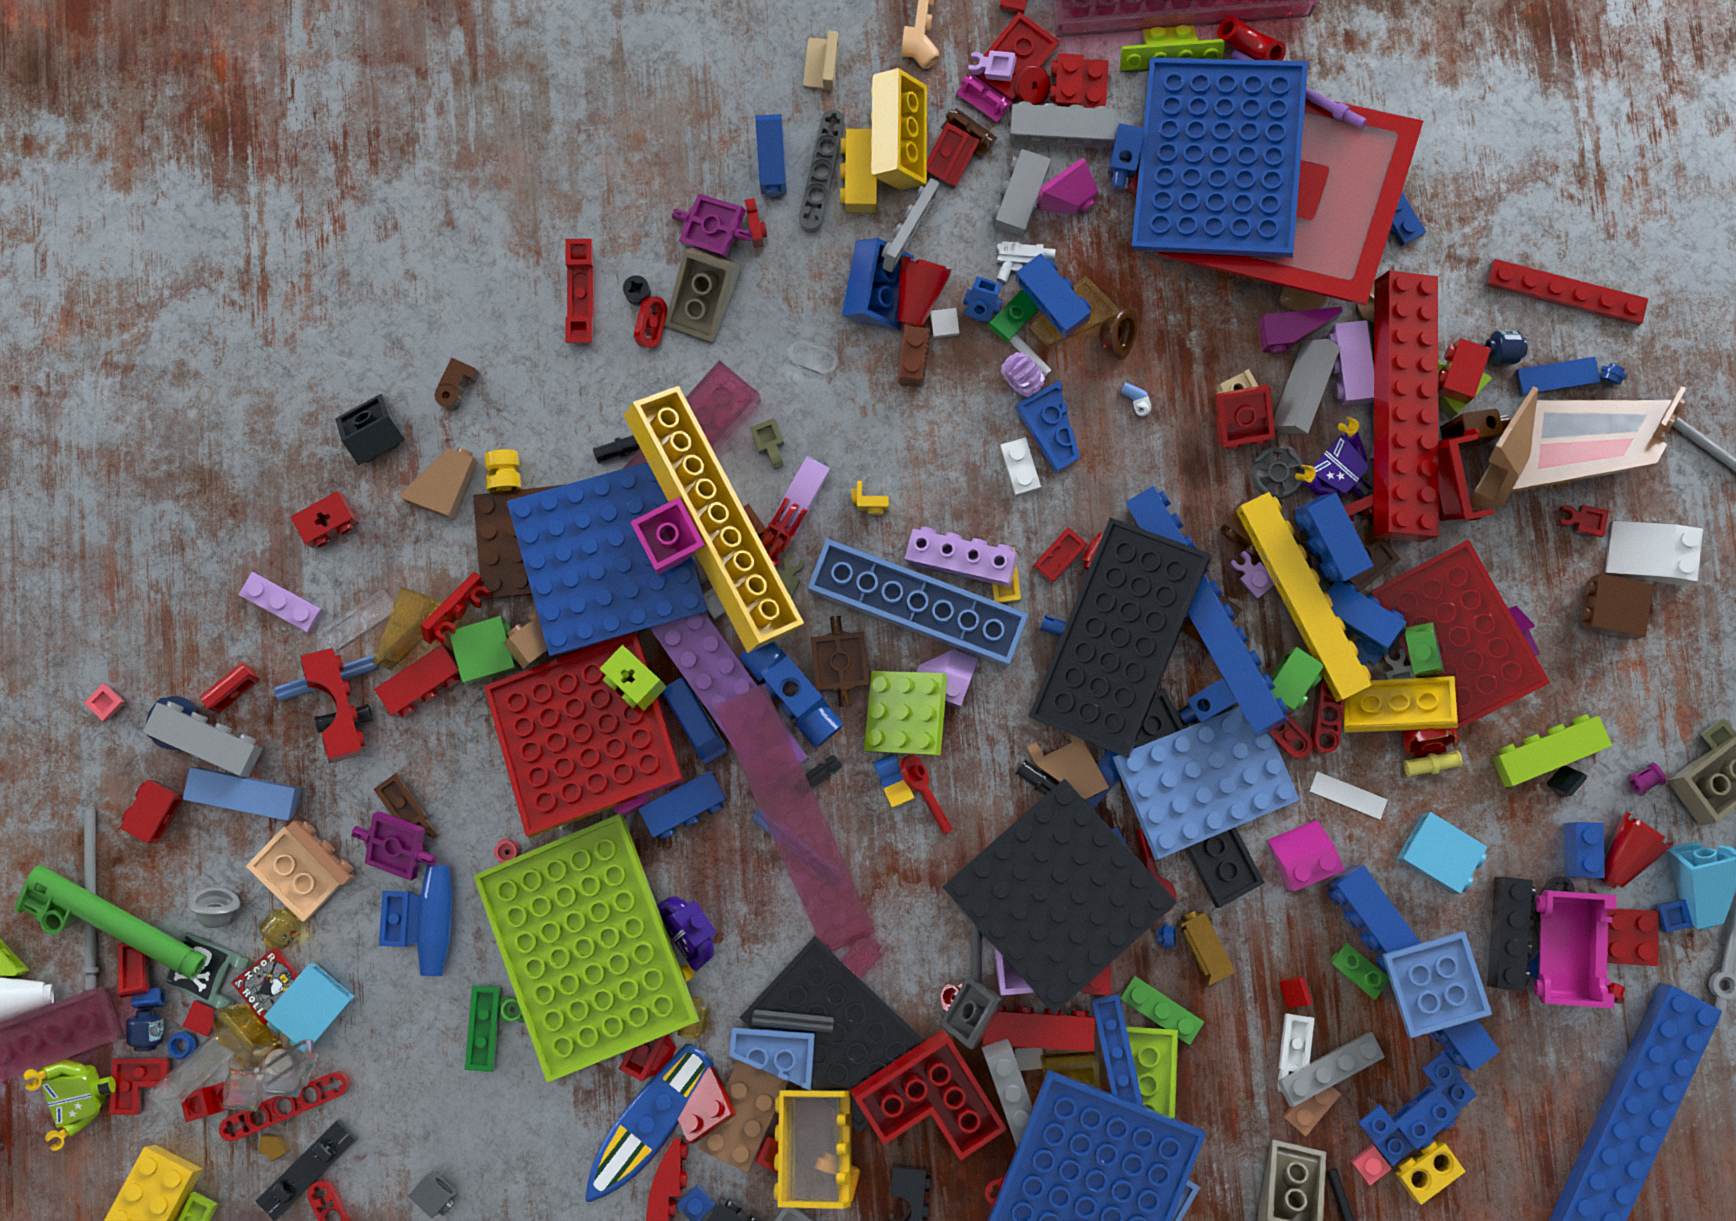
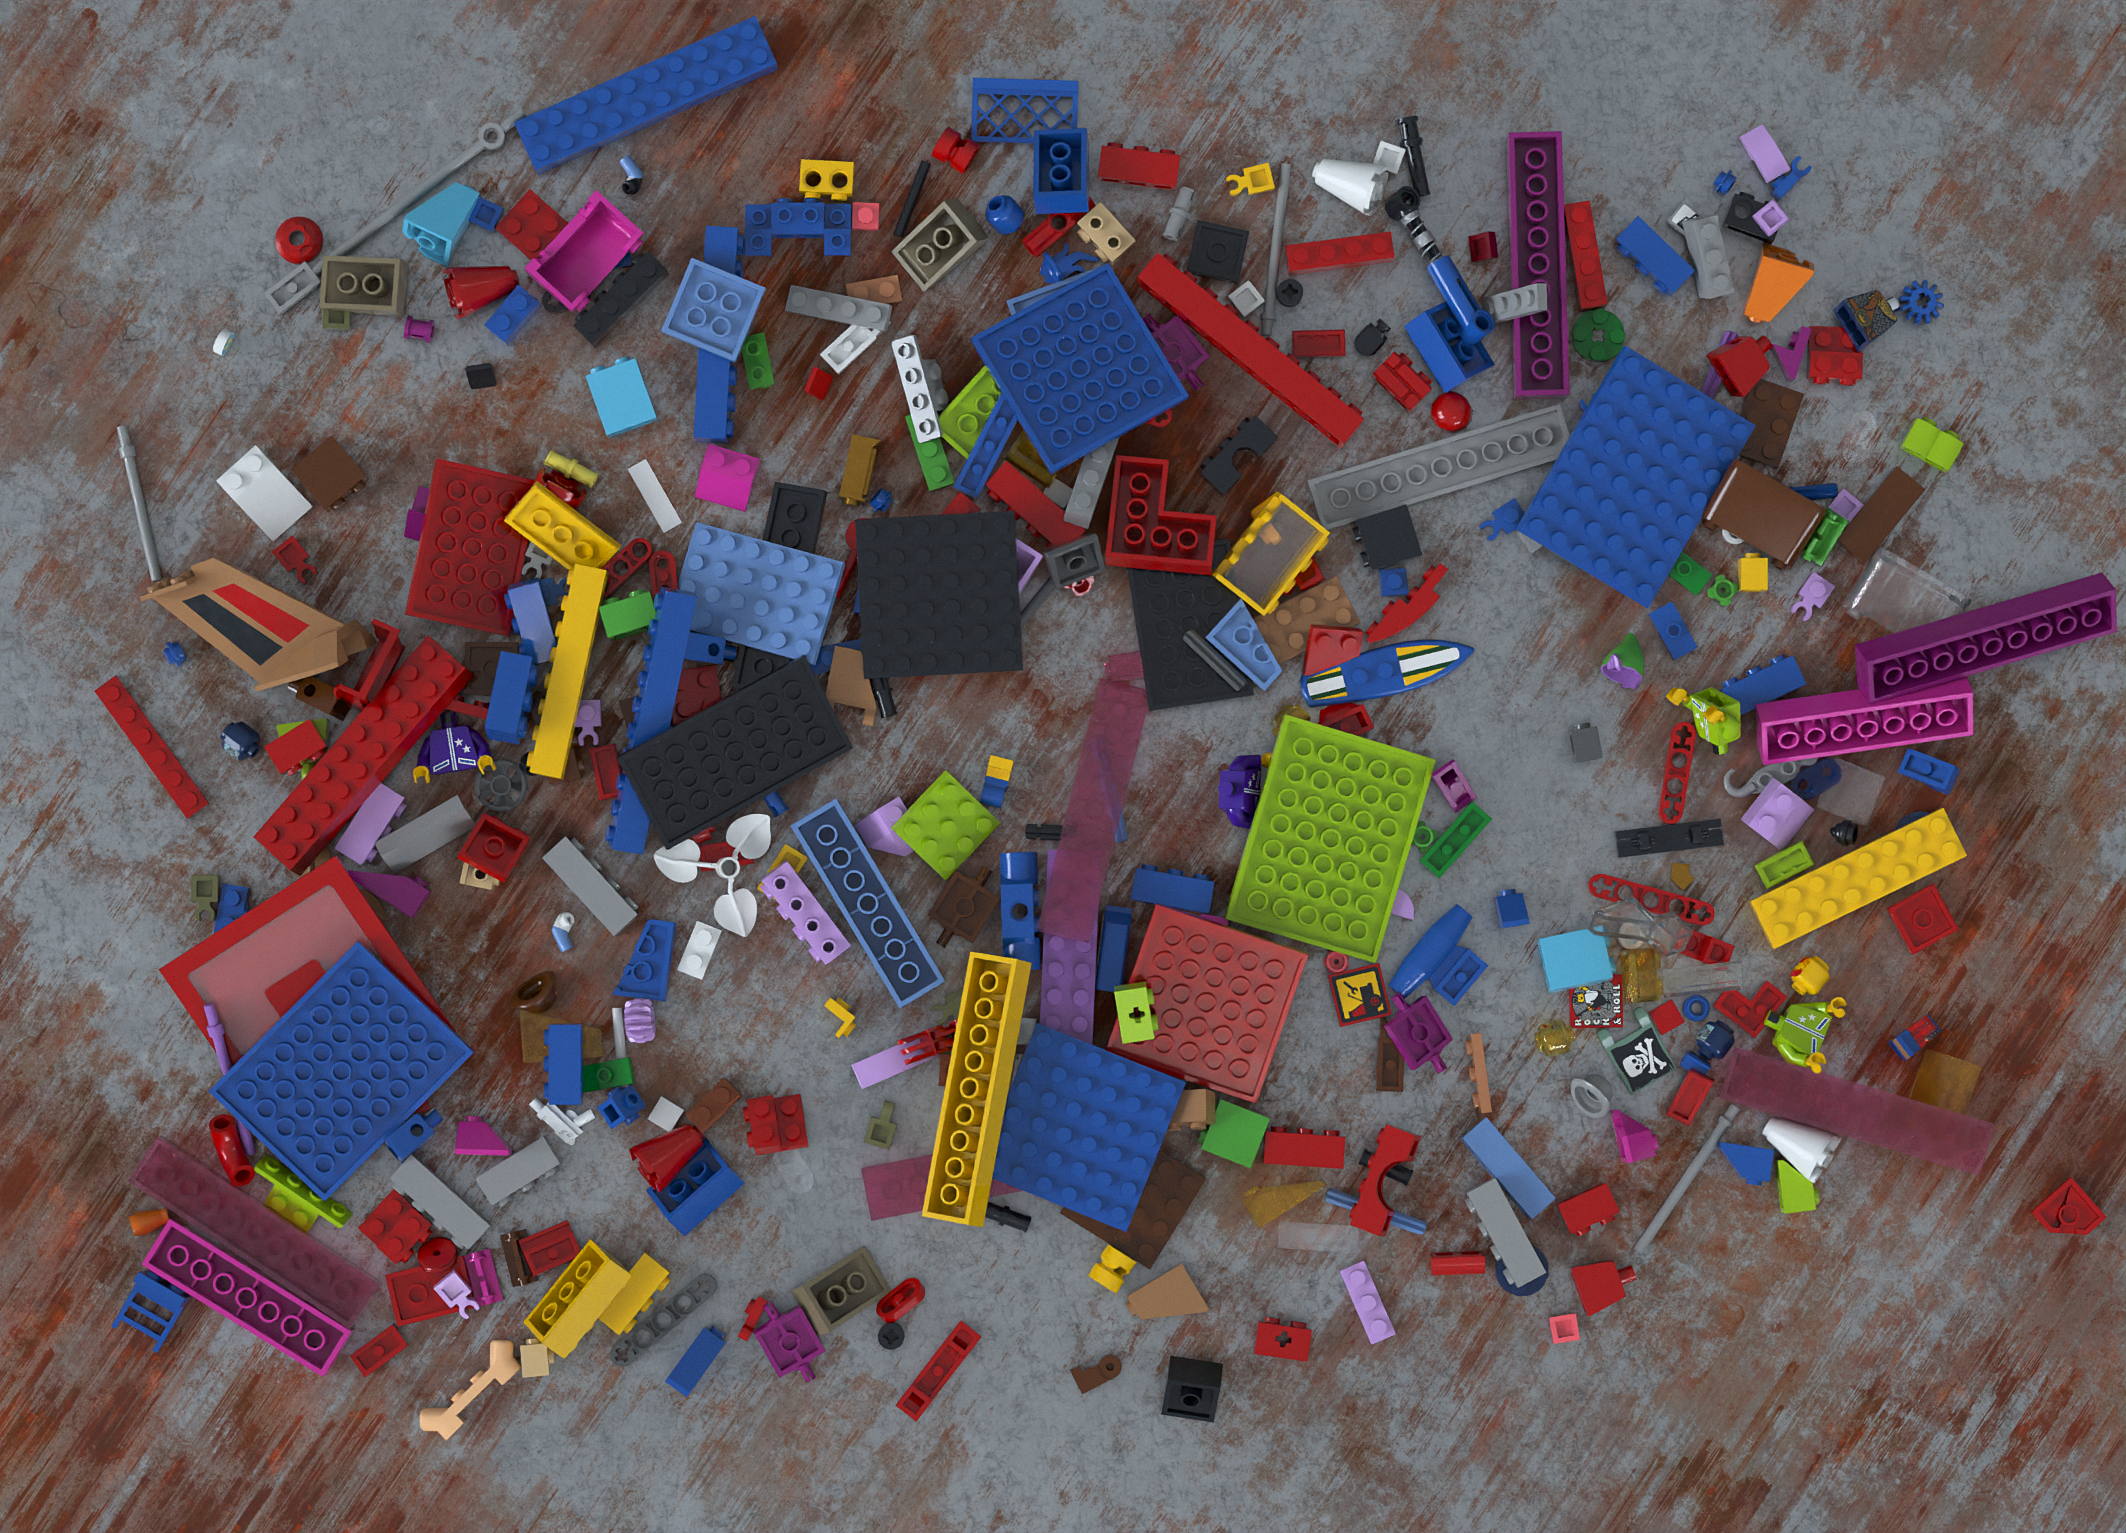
camera: 145 degrees left, 5 degrees up
(44, 953) = (1749, 1161): none -> blue slope
(61, 902) = (1707, 1198): bright green piece -> none
(99, 759) = (1600, 1284): none -> red torso
(102, 1147) = (1810, 975): none -> yellow head
(153, 895) = (1633, 1138): none -> dark pink slope
(293, 875) = (1513, 1073): light nougat plate -> none
(391, 1005) = (1511, 909): none -> blue slope
(454, 609) = (1232, 1182): red plate -> none
(466, 839) = (1359, 994): none -> piece
(485, 940) = (1403, 906): none -> lavender tile
(516, 1072) = (1453, 785): none -> magenta slope
(668, 535) = (1021, 1099): dark pink slope -> none
(821, 62) = (591, 1414): tan panel -> none
(853, 378) = (775, 1124): none -> red plate
(893, 59) = (536, 1358): none -> tan brick
(905, 232) = (623, 1217): light grey plate -> none
(917, 779) = (976, 768): red piece -> none
(1053, 582) = (752, 839): none -> white plant
(1145, 448) = (591, 886): none -> light grey brick
(1190, 661) = (695, 691): none -> red plate
(1209, 544) = (606, 770): none -> red tile
(1210, 1057) = (922, 388): none -> bracket
(1424, 650) = (510, 559): bright green torso -> none
(1433, 215) = (205, 891): none -> olive plate
(1551, 751) = (473, 406): lime brick -> none
(1558, 376) = (217, 686): blue tile -> none
(1583, 1044) = (634, 176): none -> arm
(1618, 992) = (579, 195): red piece -> none

